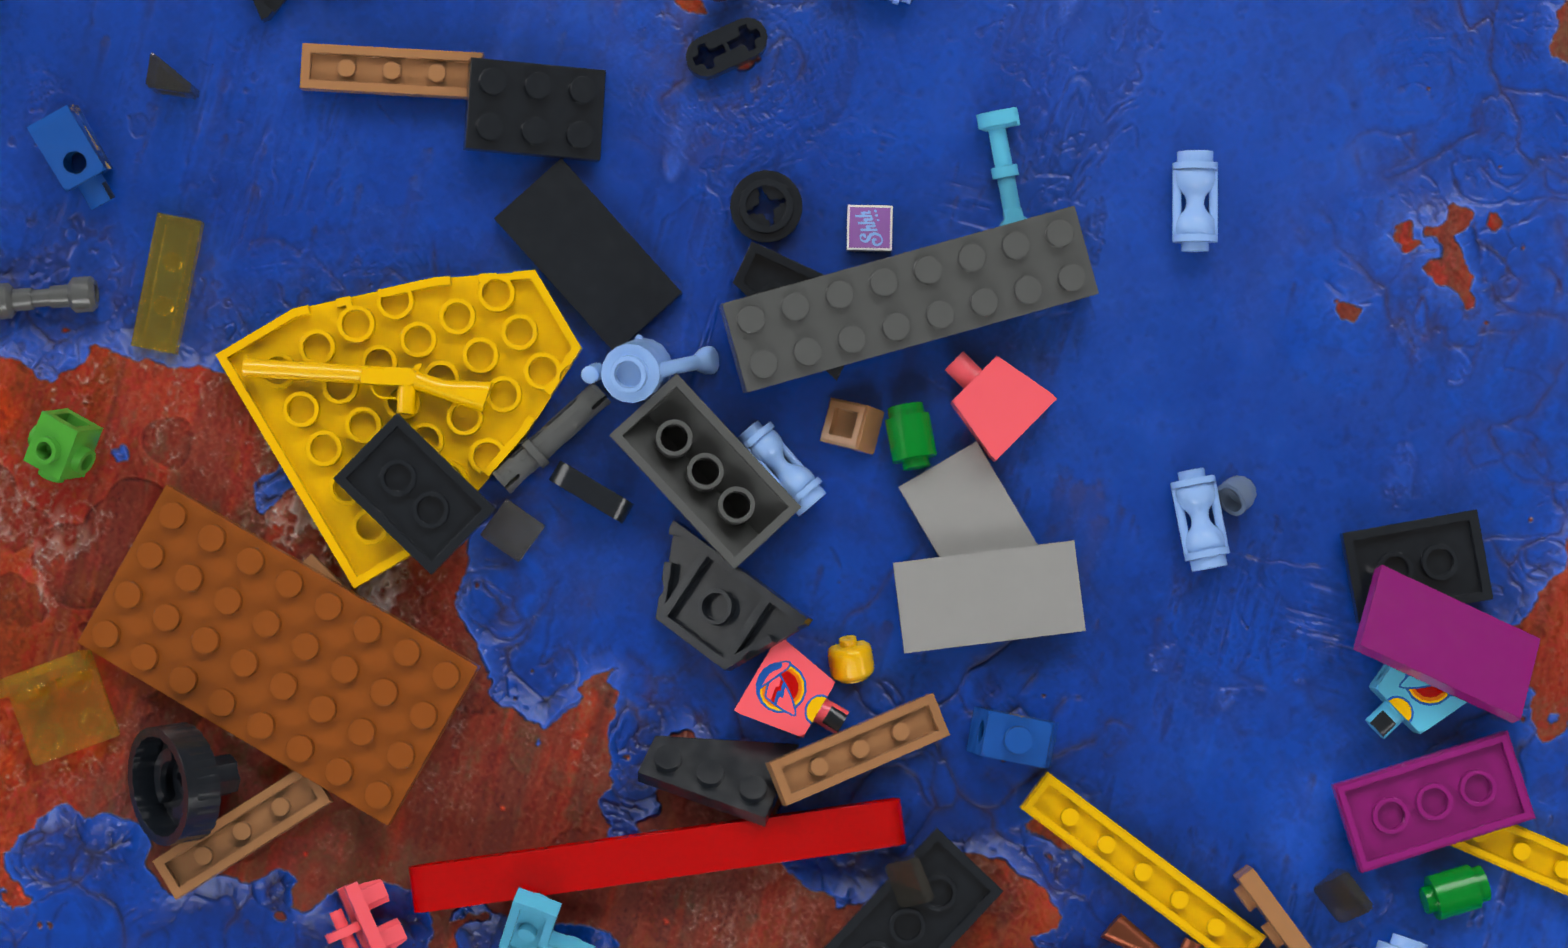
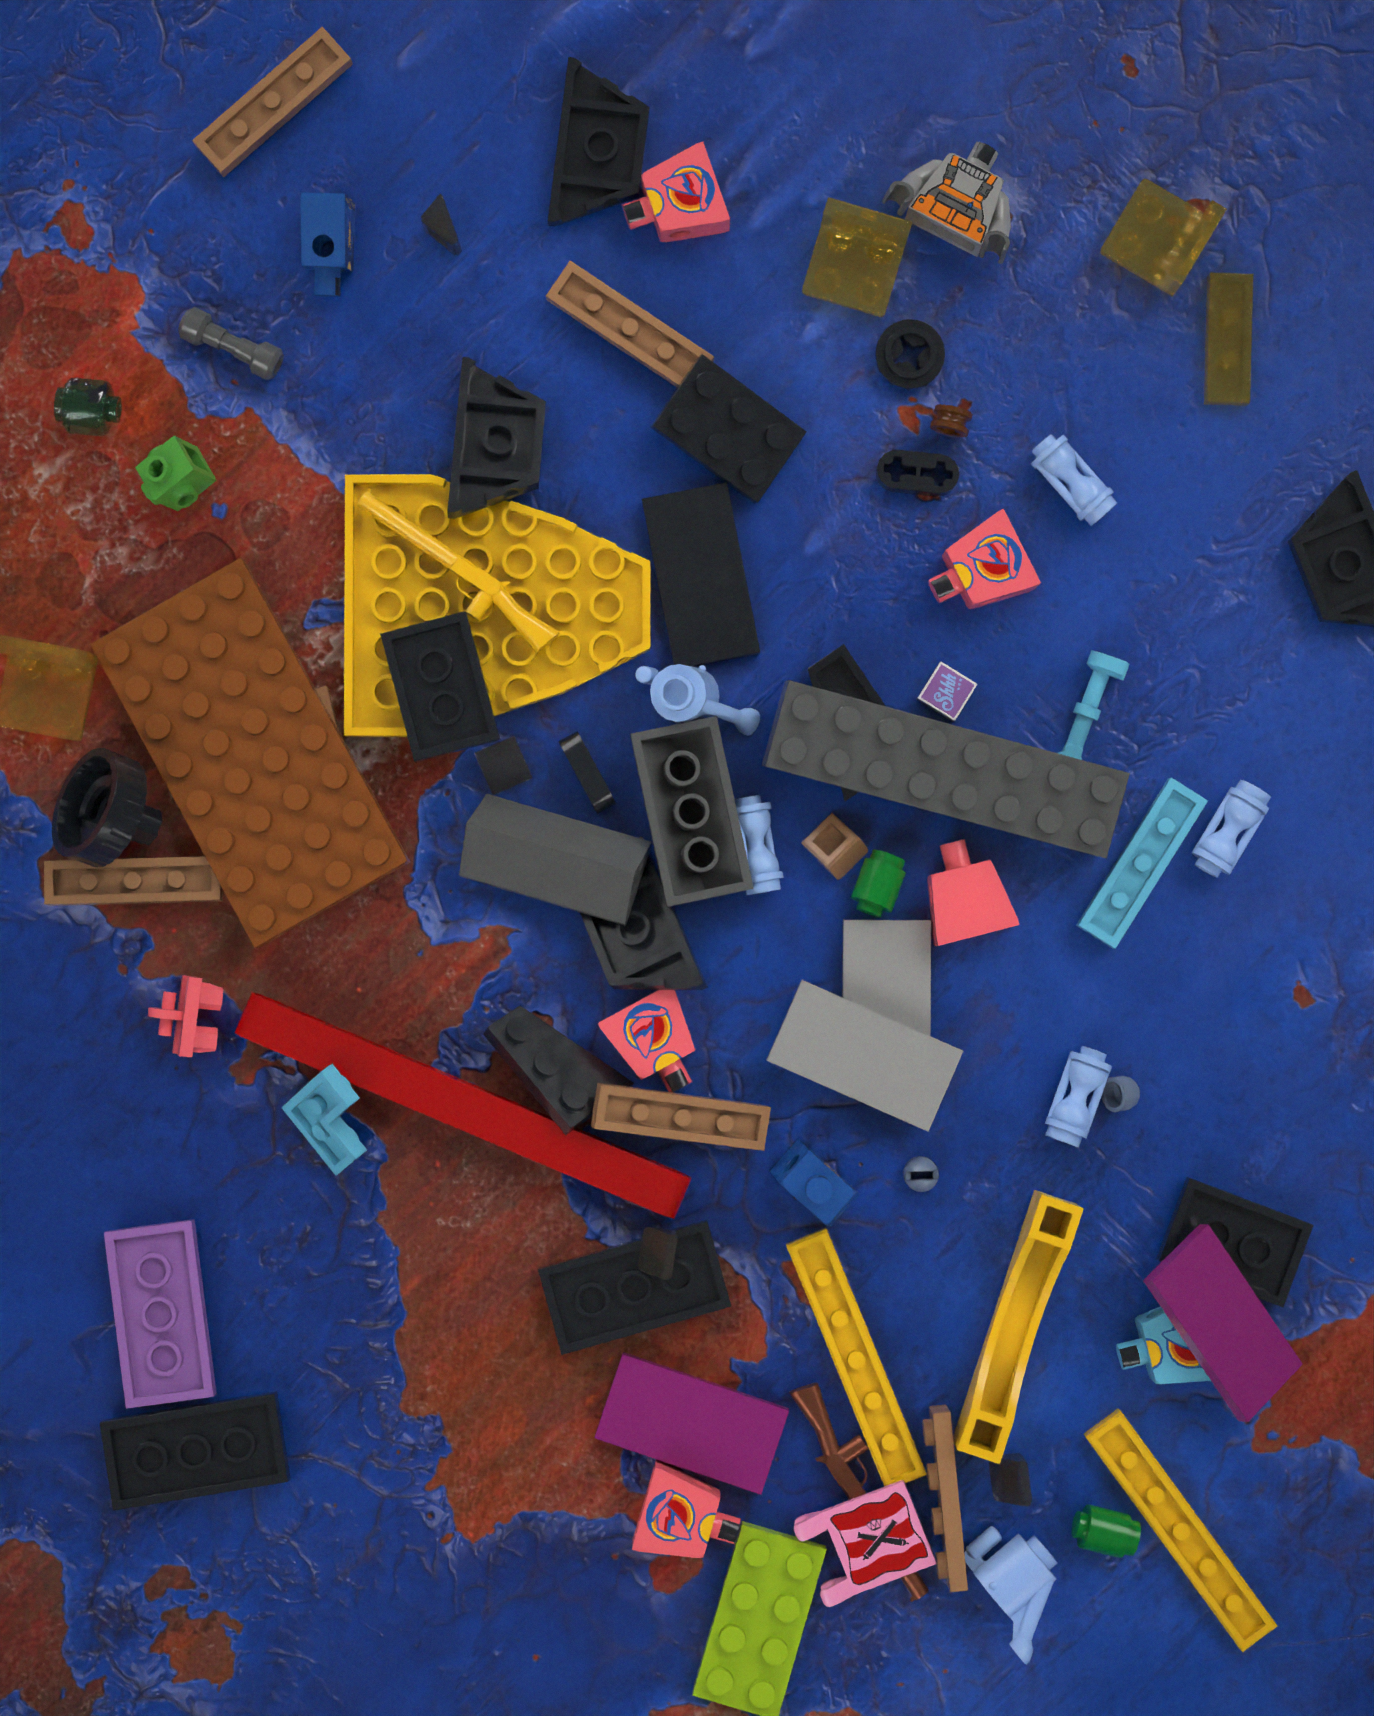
camera: 25 degrees right, 0 degrees up
(167, 283) = (340, 393): clear yellow tile -> none
(331, 245) = (494, 441): none -> black wing
(550, 437) = (580, 707): dark grey pin -> none
(607, 586) = (553, 858): none -> dark grey slope
(776, 187) = (889, 612): black gear -> none
(837, 95) = (986, 565): none -> coral torso
(850, 660) = (718, 1039): yellow piece -> none
(1096, 664) = (920, 1164): none -> sand blue hinge
(1133, 278) = (1141, 863): none -> medium azure plate
(1264, 755) = (1002, 1363): none -> yellow arch
(1433, 801) = (1132, 1445): magenta tile -> none

